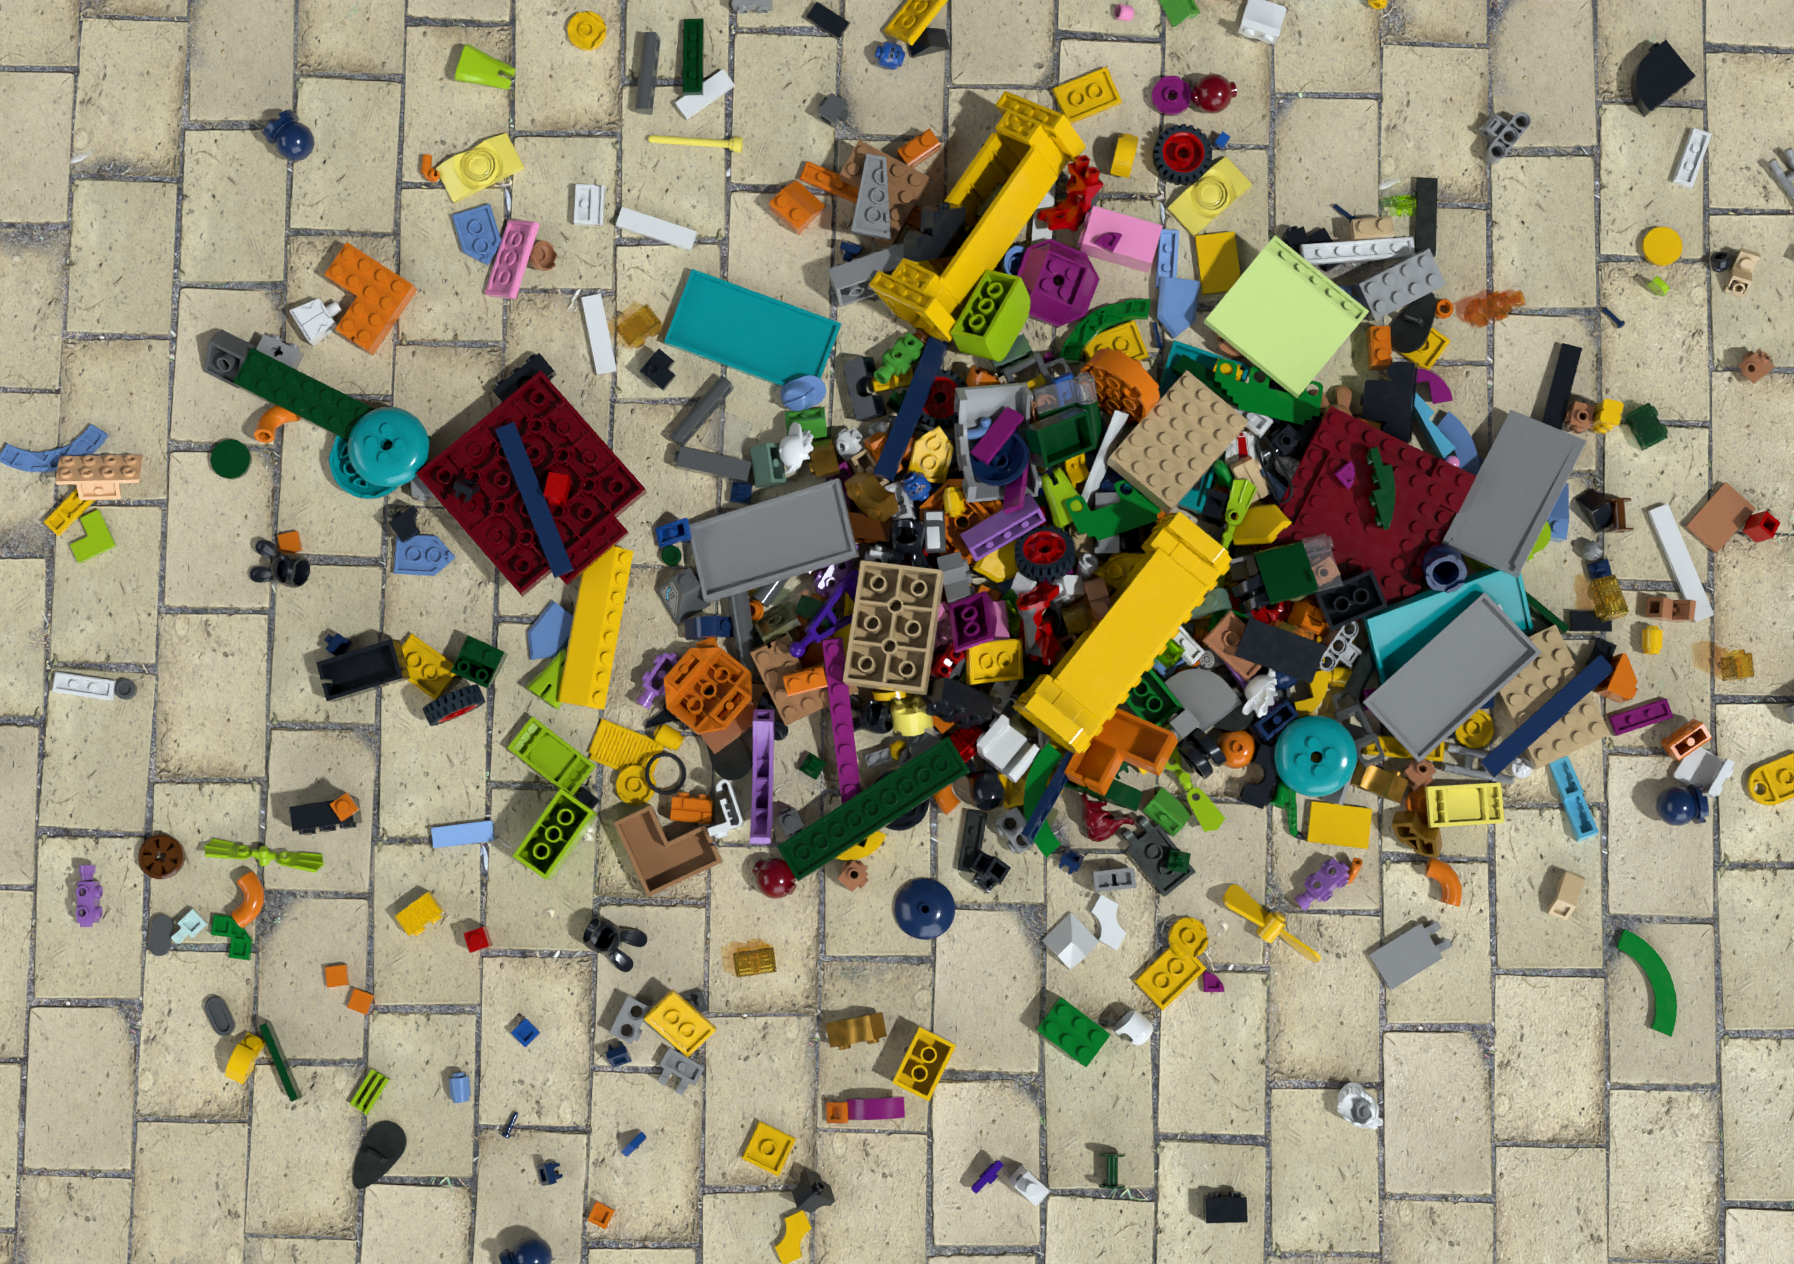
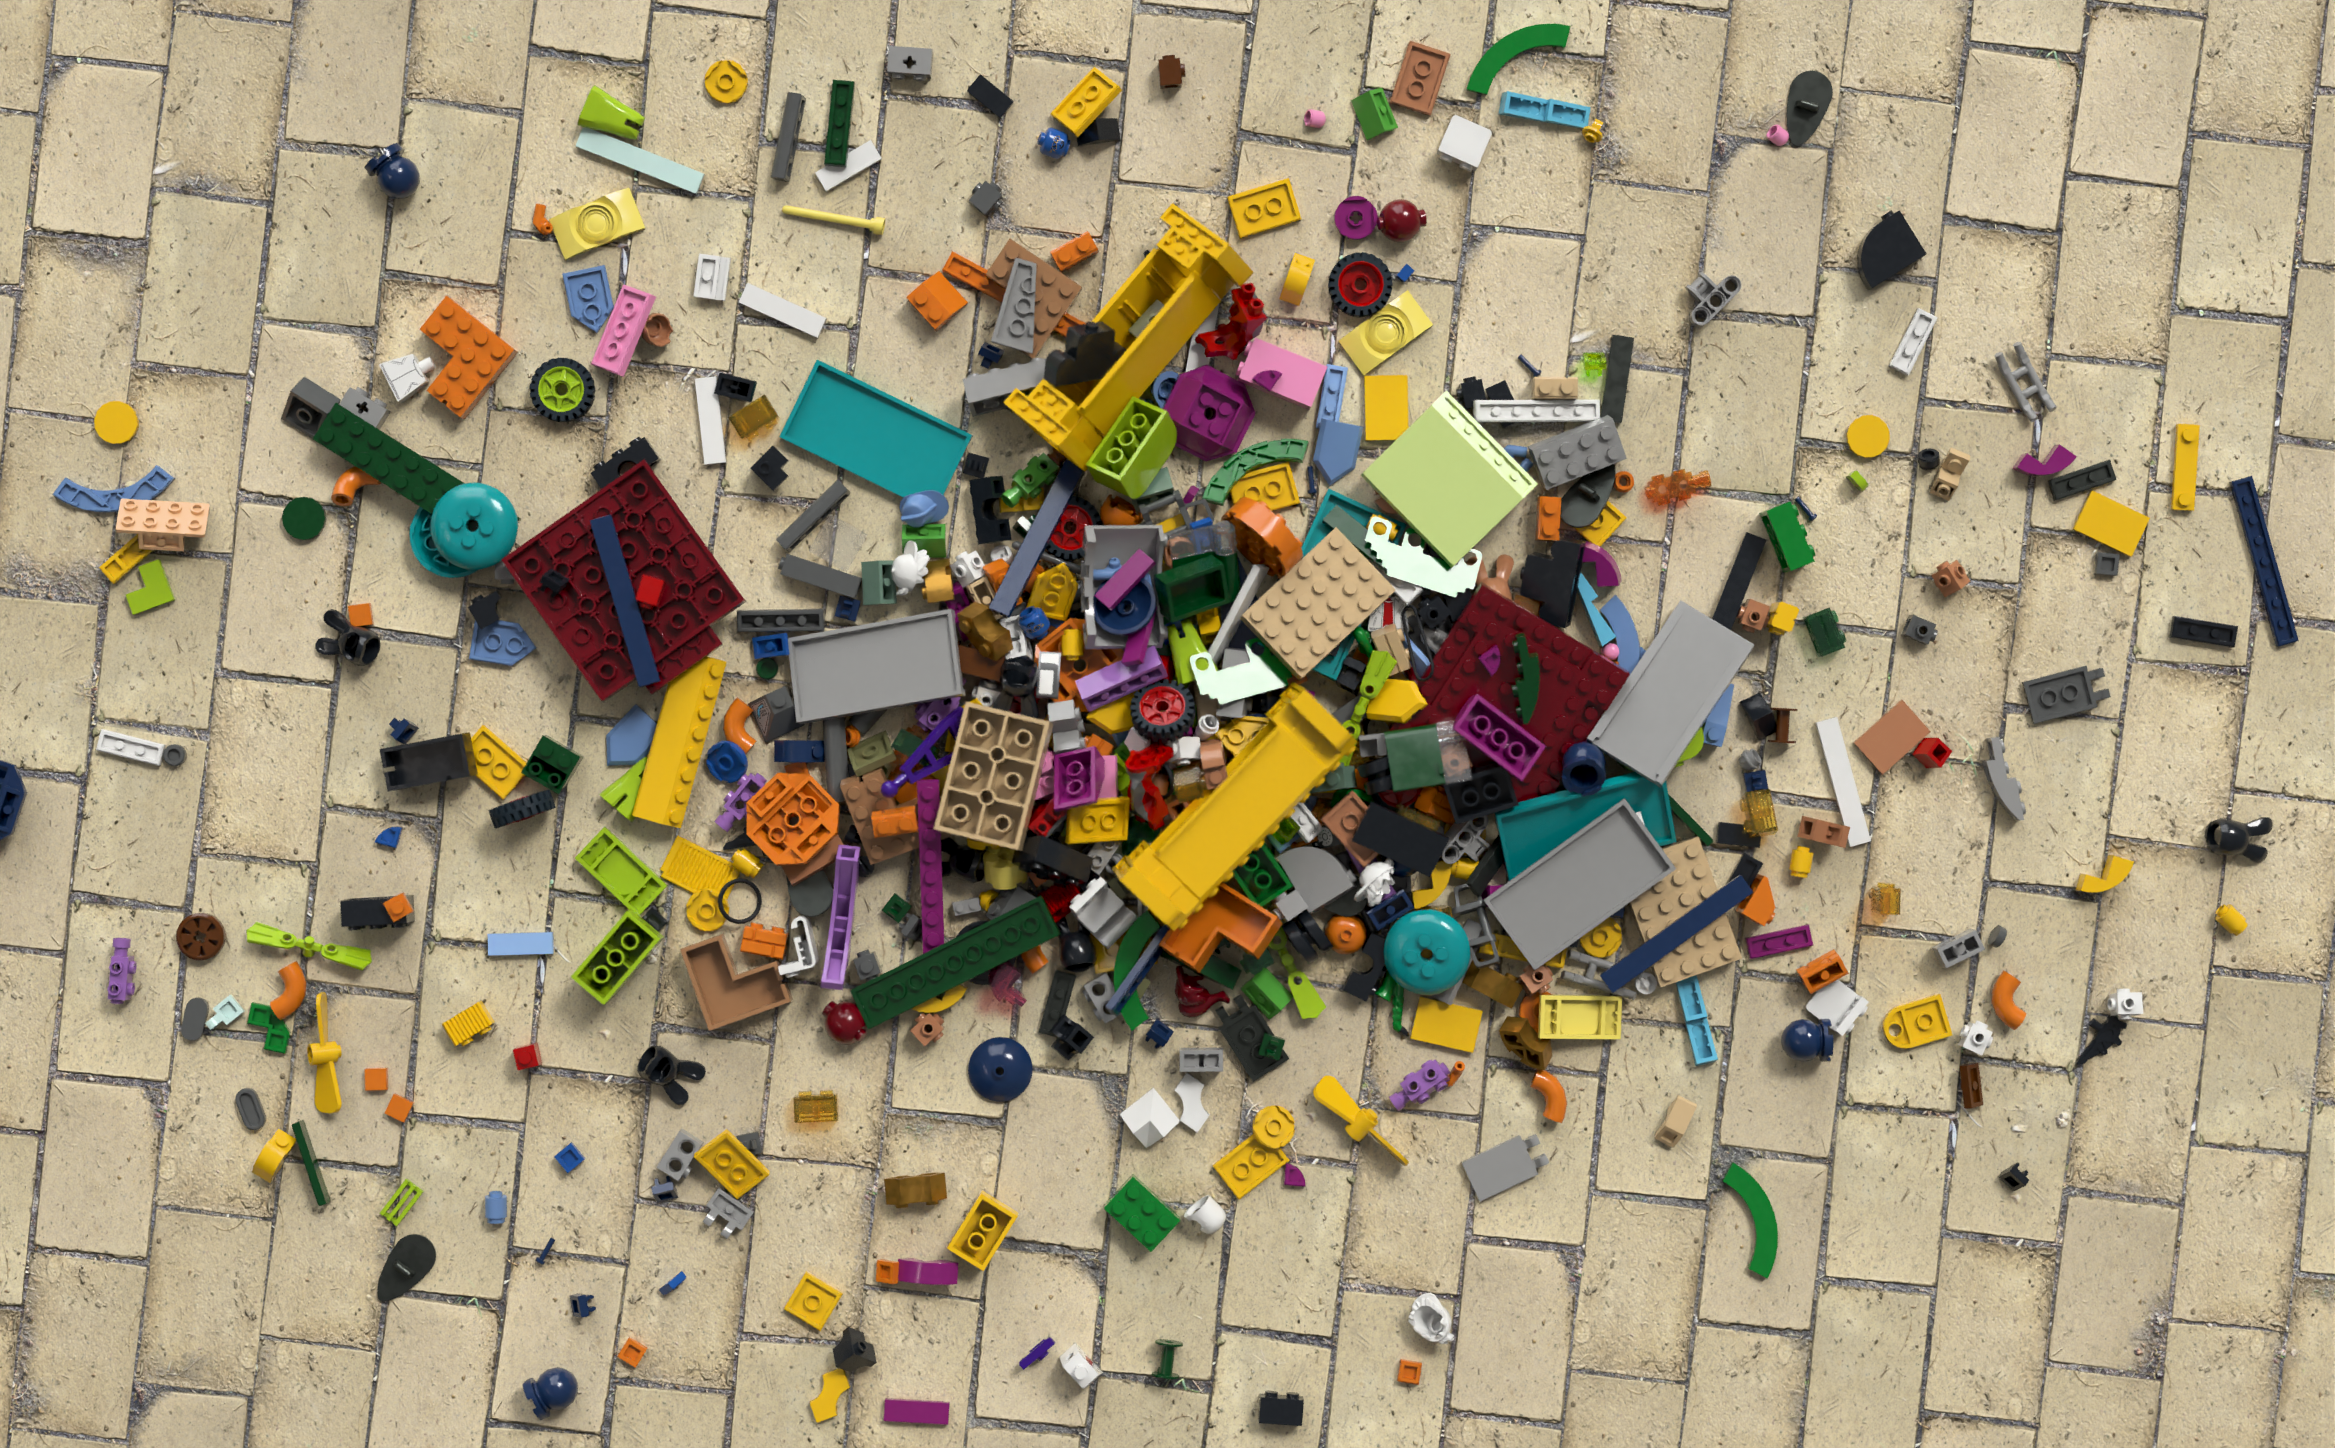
camera: 10 degrees right, 5 degrees up
(51, 388) = (116, 422): none -> yellow tile
(286, 957) = (324, 1056): none -> yellow piece
(332, 746) = (389, 837): none -> blue tile
(462, 334) = (546, 383): none -> wheel
(514, 107) = (640, 160): none -> light aqua tile
(619, 301) = (735, 387): none -> black slope
(641, 644) = (727, 761): none -> blue tile
(646, 612) = (735, 725): none -> orange cylinder
(680, 509) = (780, 620): none -> dark grey brick
(830, 782) = (913, 927): none -> dark grey tile
(846, 351) = (976, 465): none -> black tile
(877, 1245) = (916, 1411): none -> magenta tile
(917, 825) = (1001, 984): none -> clear pink brick
(1152, 783) = (1253, 965): none -> clear green brick
(1342, 1160) = (1409, 1371): none -> orange tile
(1362, 543) = (1497, 736): none -> magenta slope
(1602, 341) = (1787, 536): none -> green brick
(1727, 416) = (1912, 628): none -> dark grey brick

